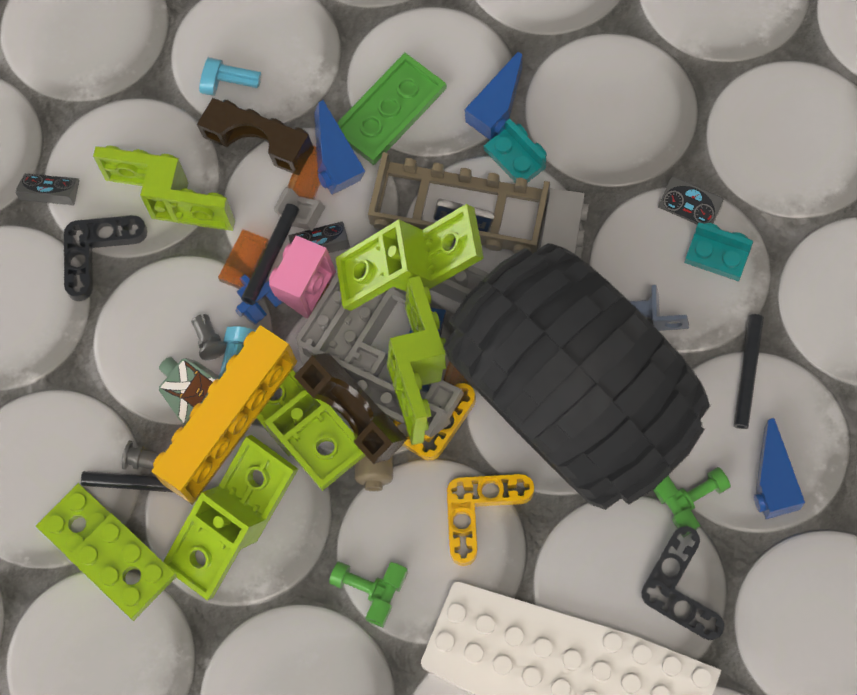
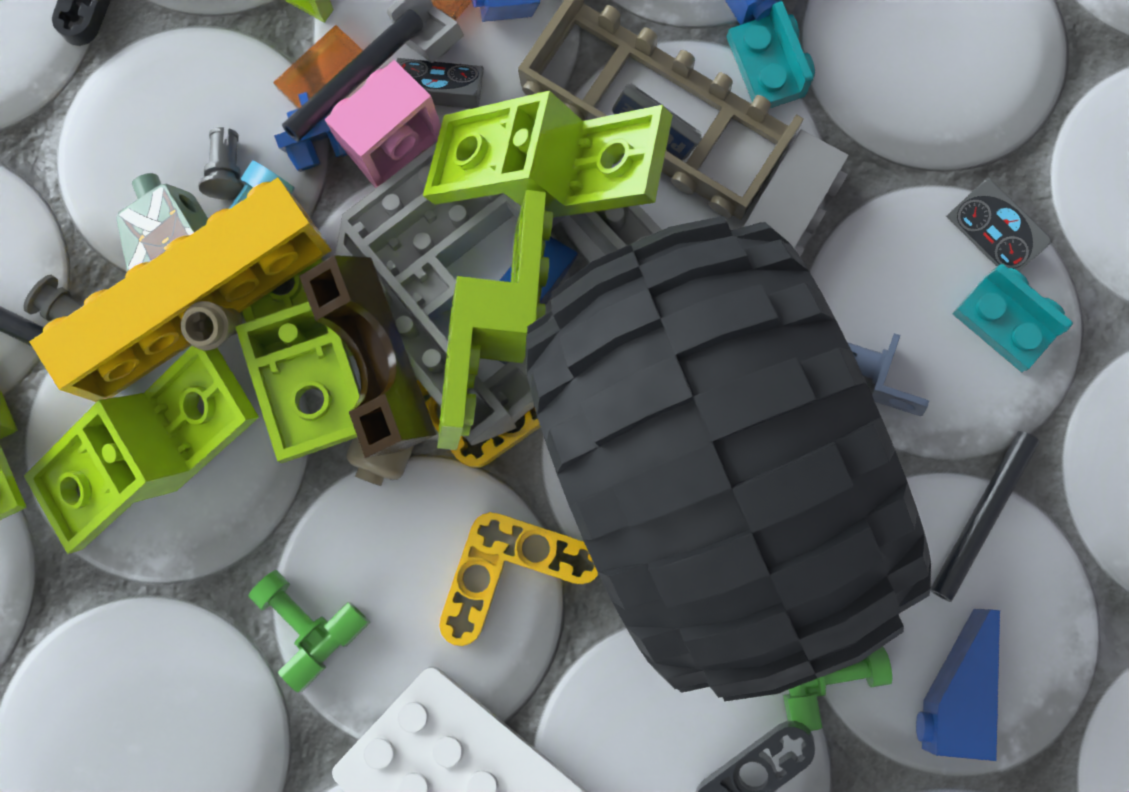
camera: 15 degrees right, 10 degrees up
(243, 427) = (209, 325): none -> dark tan cone

